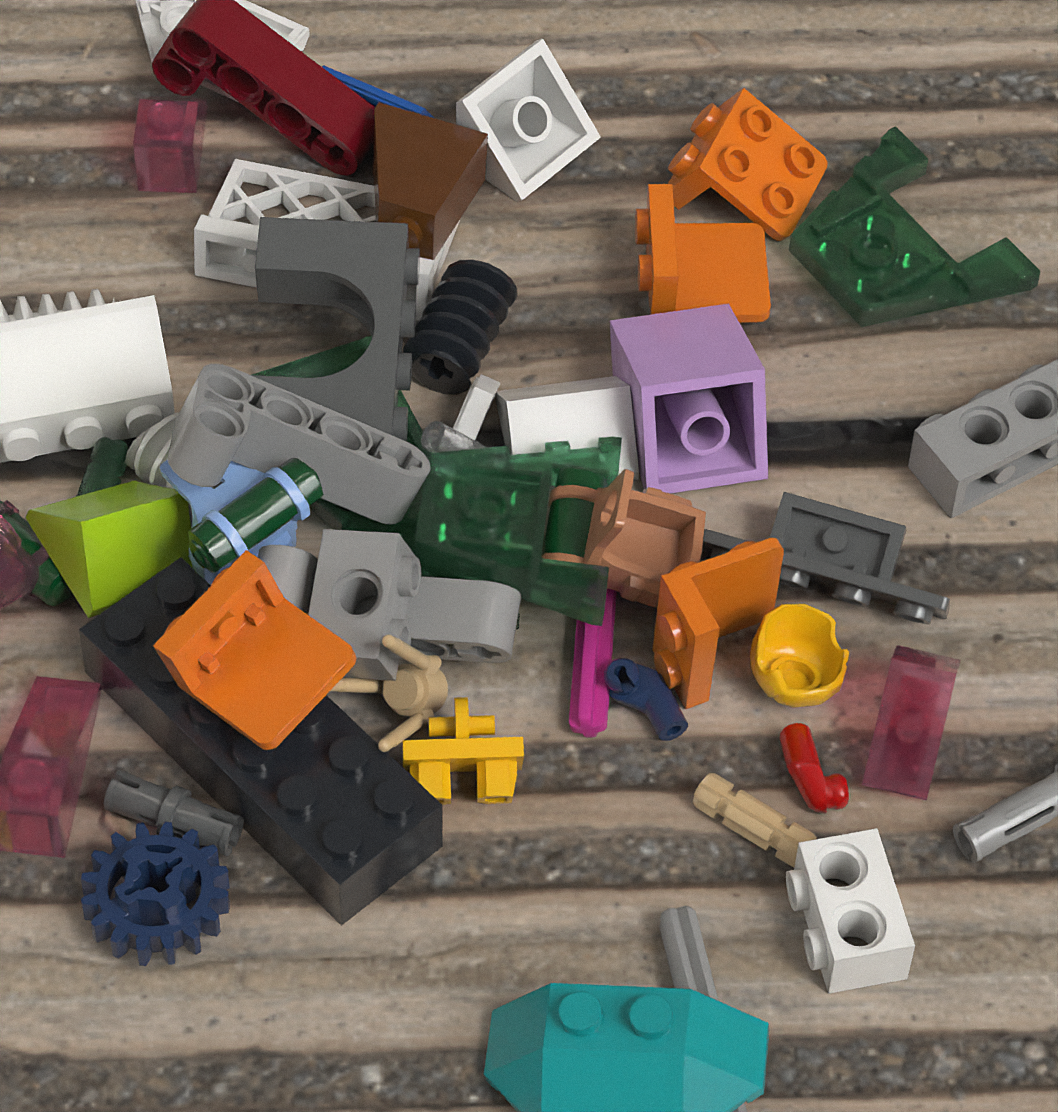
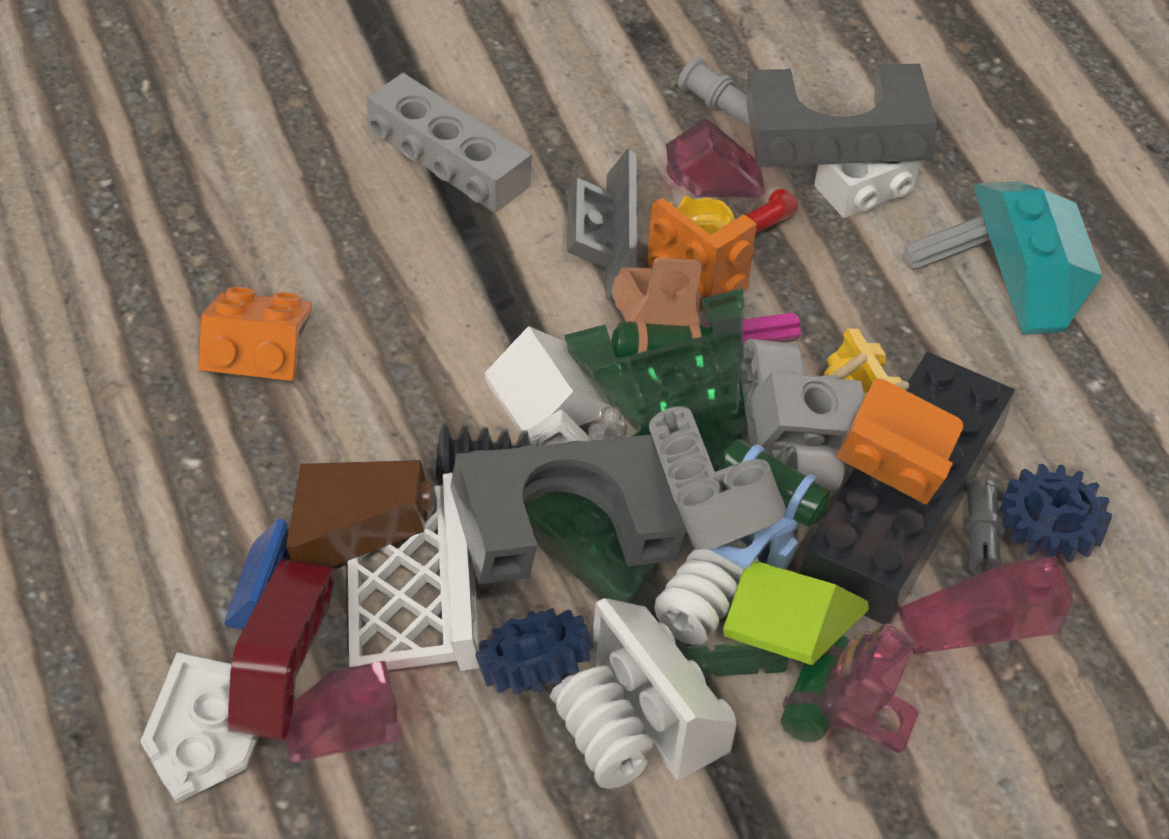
camera: 110 degrees left, 5 degrees down
(184, 290) = (534, 651): none -> dark blue gear
(529, 119) = (248, 473): white slope -> none
(648, 693) = (759, 296): dark blue arm -> none
(693, 398) = (490, 305): lavender slope -> none
(700, 261) = (369, 336): orange bracket -> none
(750, 817) = (821, 233): tan axle -> none
(876, 915) = (791, 134): none -> dark grey arch
(883, 260) = (310, 249): clear green wing -> none

